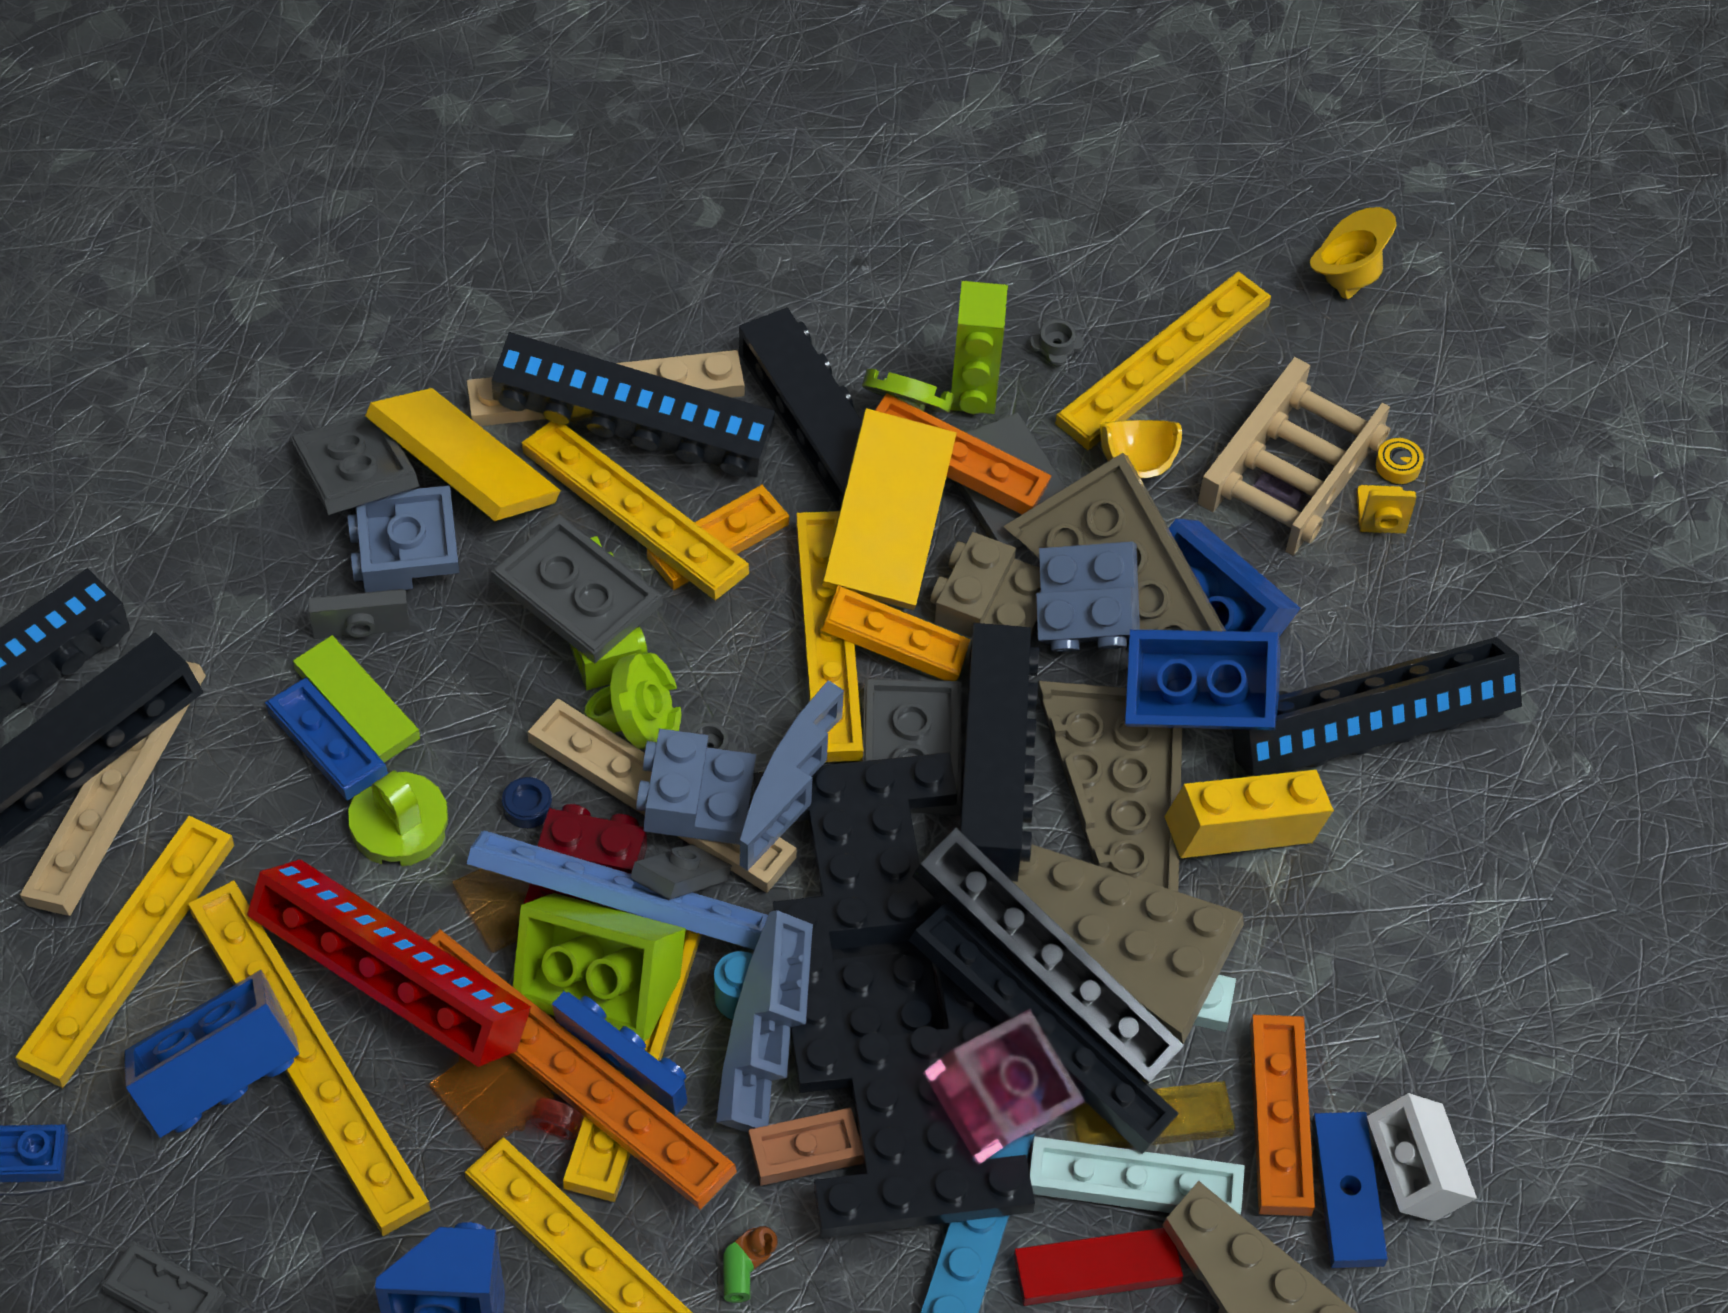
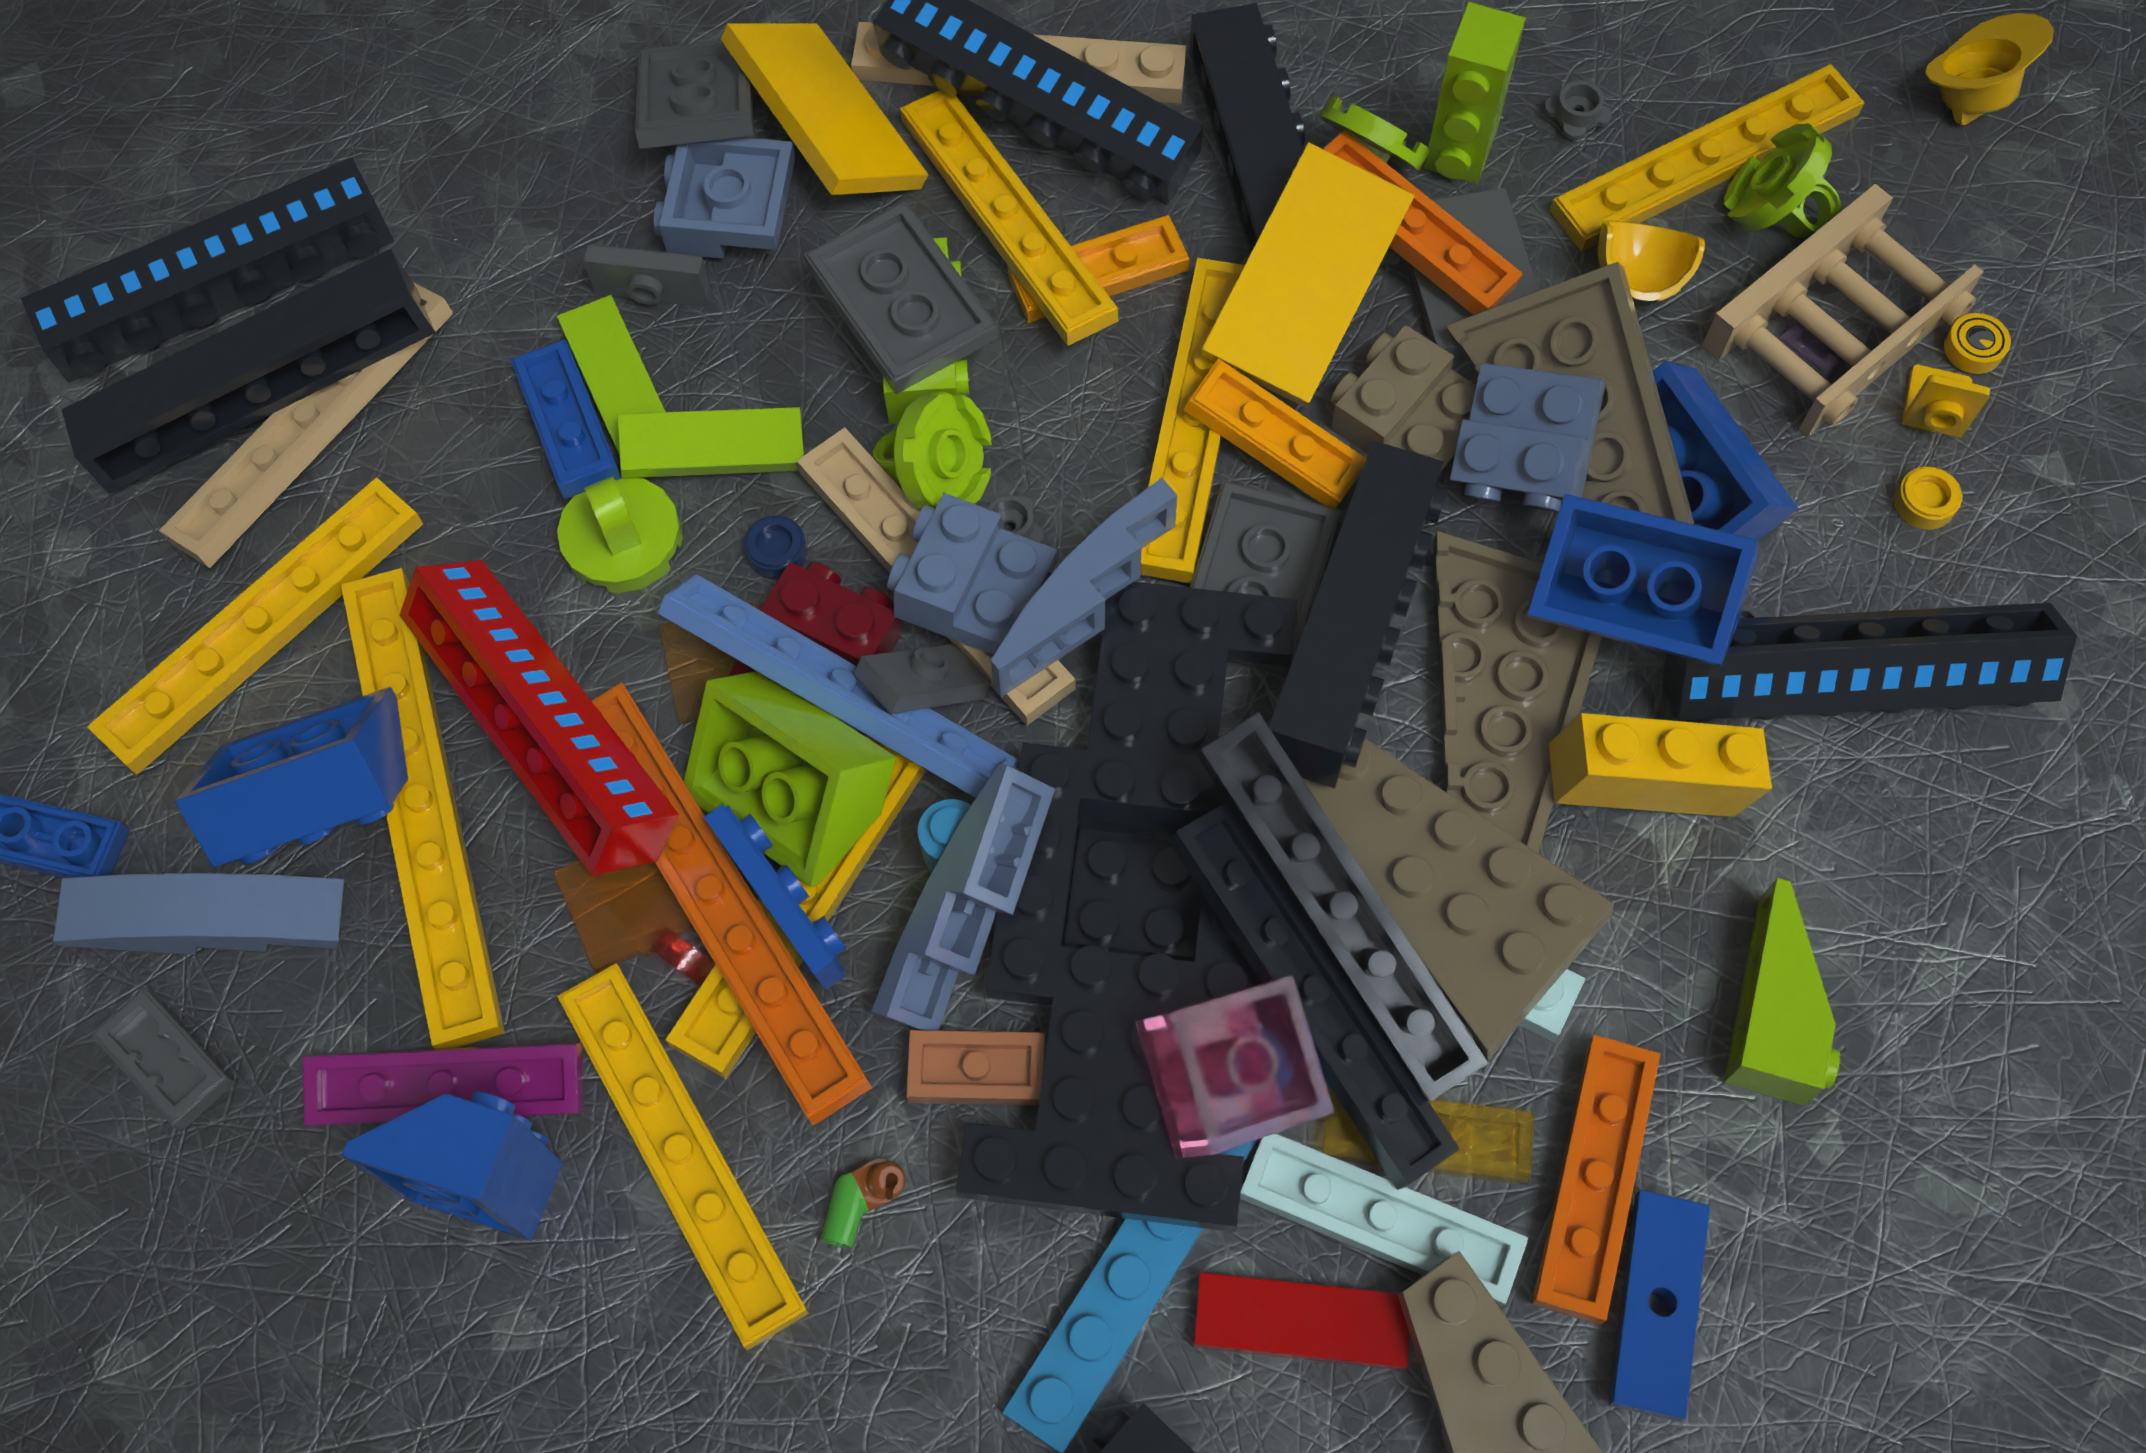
camera: 20 degrees right, 10 degrees up
(156, 1173) = (198, 910): none -> sand blue slope
(353, 1264) = (391, 1083): none -> magenta plate
(452, 732) = (710, 442): none -> lime tile
(1225, 368) = (1781, 181): none -> lime tile
(1382, 967) = (1783, 1011): none -> lime slope
(1392, 582) = (1927, 498): none -> yellow tile
(1421, 1157) = (1768, 1290): white brick -> none

